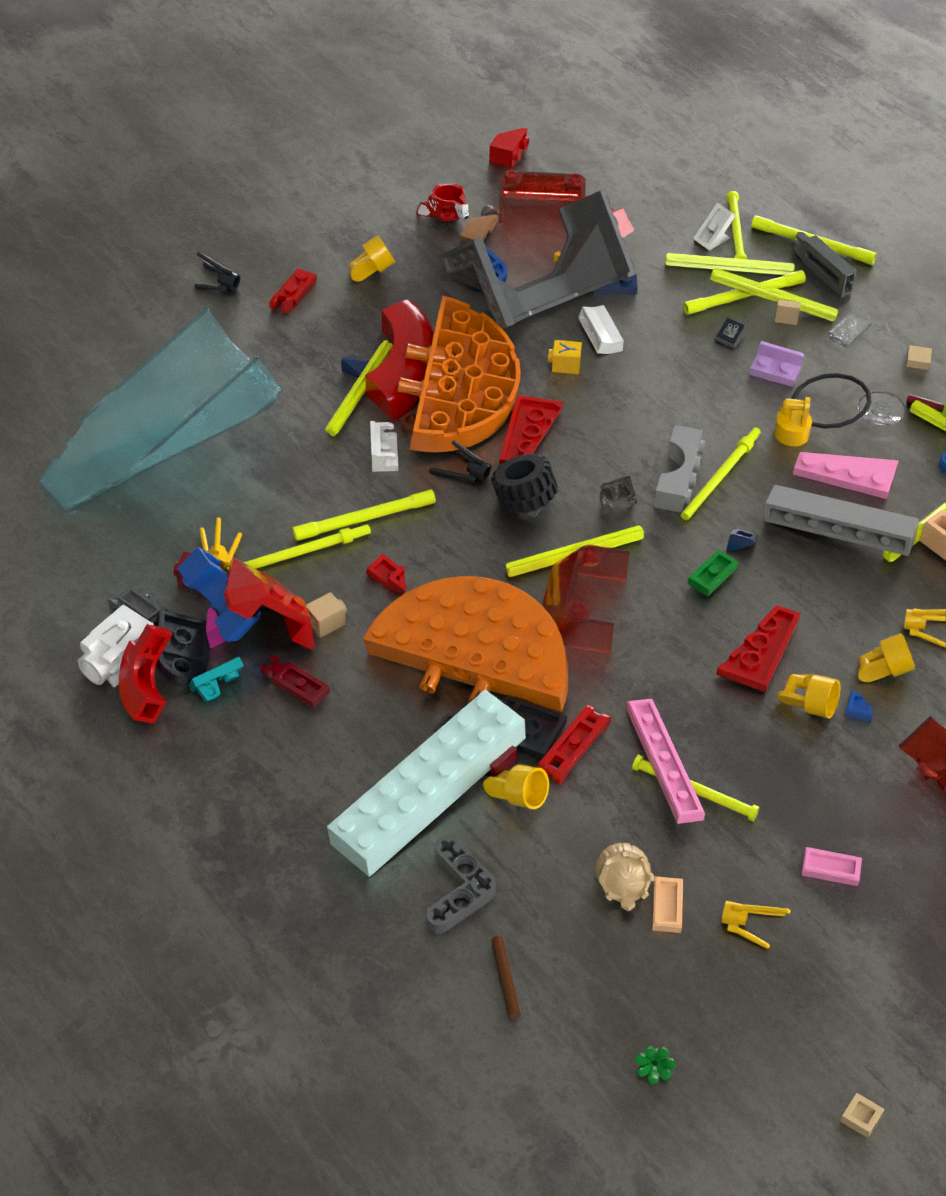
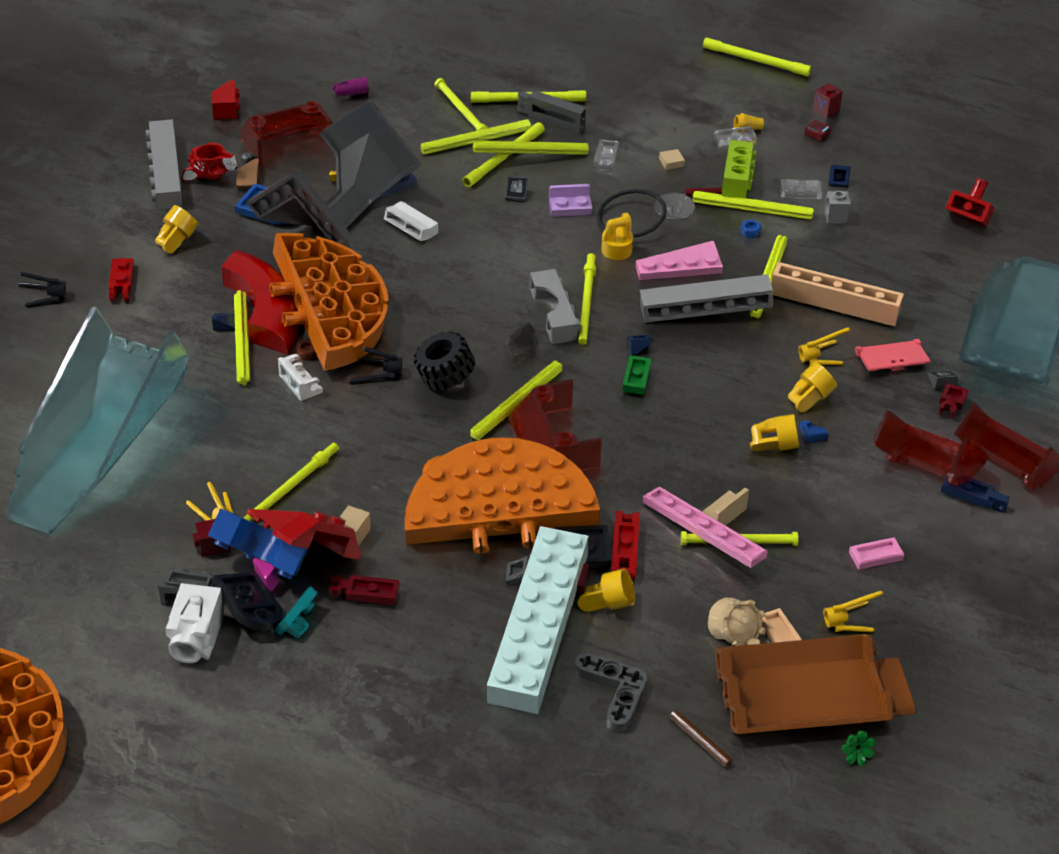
camera: 30 degrees left, 5 degrees down
(137, 674) = (231, 636): red arch -> none
(314, 528) = (288, 464): neon yellow piece -> none
(388, 574) = (379, 475): red slope -> none
(408, 192) = (163, 164): none -> light grey brick
(528, 425) = (408, 318): red wing -> none
(565, 357) = (399, 252): yellow brick -> none
(640, 172) = (352, 87): none -> magenta hinge
(656, 975) = (810, 684): none -> dark orange panel
(704, 750) = (728, 506): none -> tan panel
(713, 229) = (446, 109): white slope -> none
(762, 650) = (715, 418): red wing -> none
(787, 312) = (550, 158): tan tile -> none
(862, 1115) = (1022, 716): tan tile -> none

